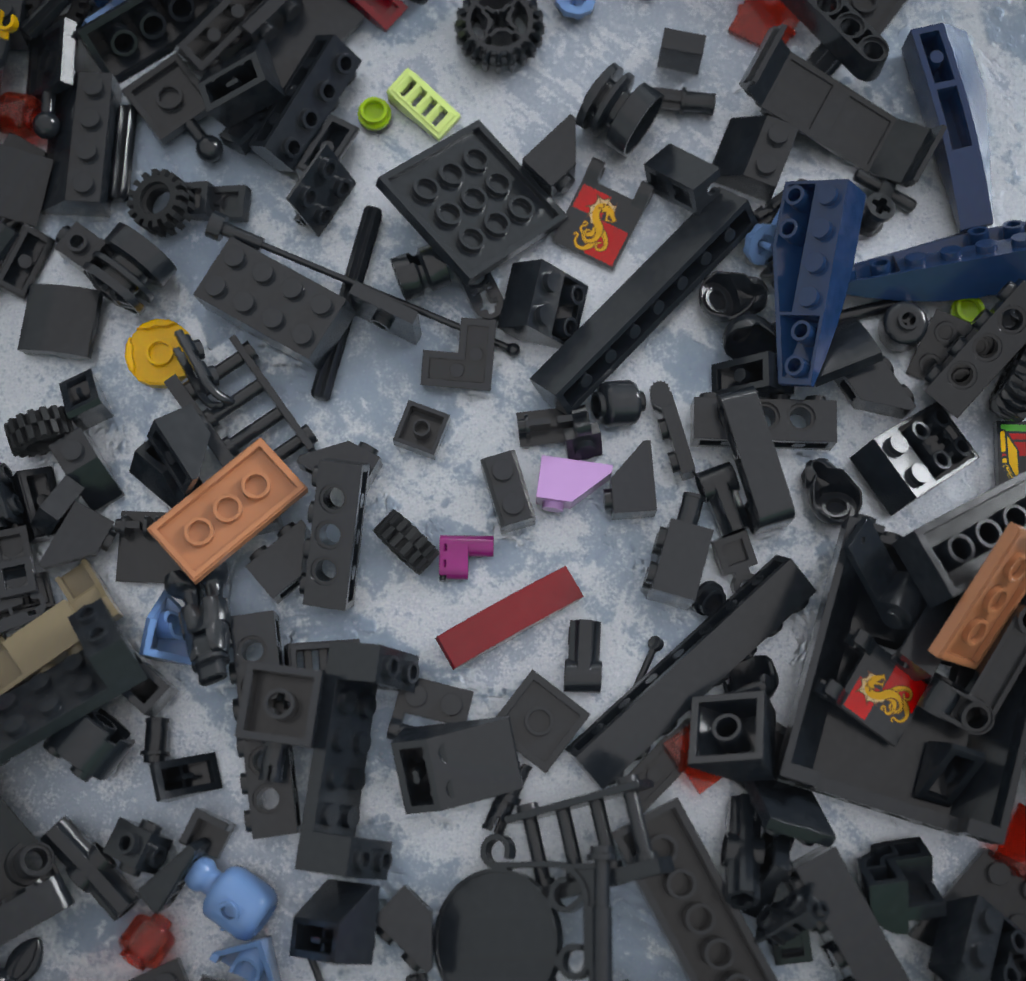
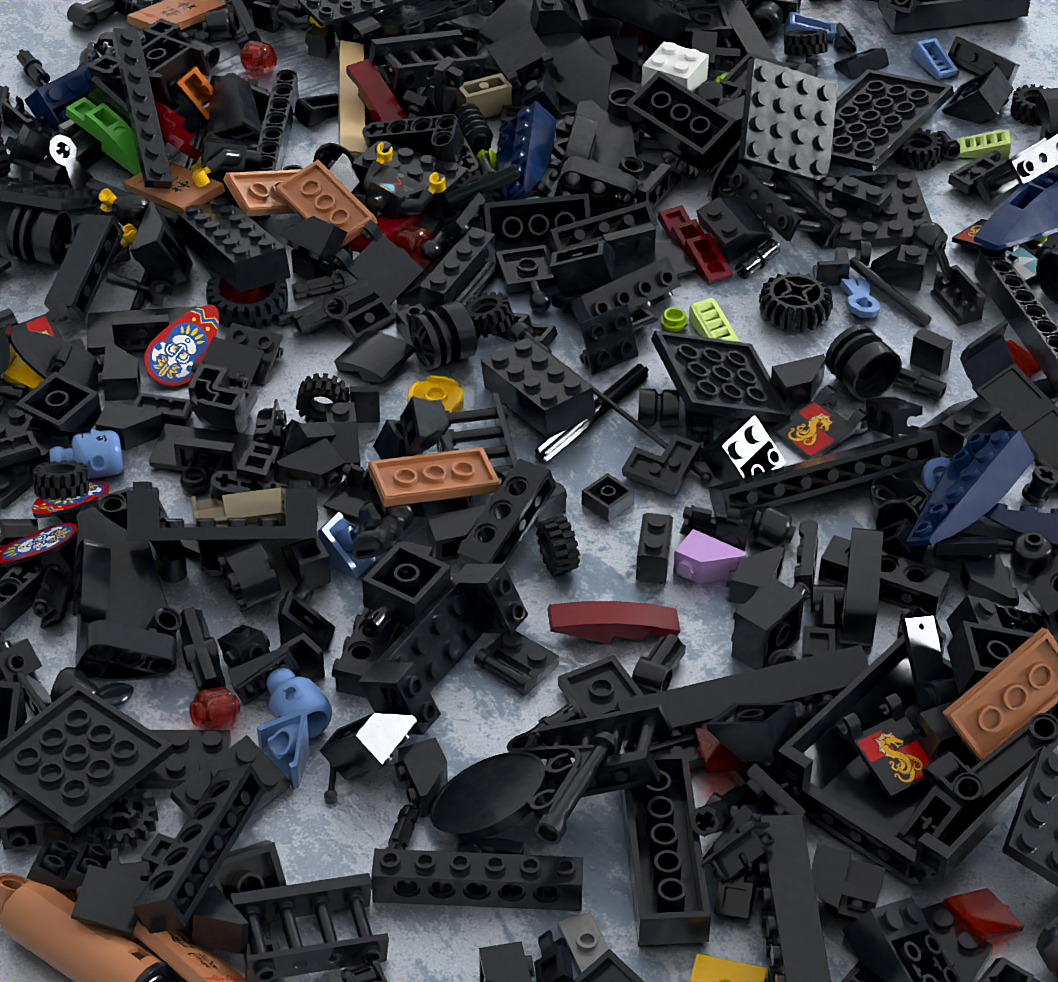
camera: 25 degrees right, 35 degrees down
(208, 377) = (461, 401): black piece -> none
(385, 313) = (617, 415): black plate -> none
(455, 763) = (519, 677): black slope -> none
(456, 551) = (592, 574): magenta piece -> none

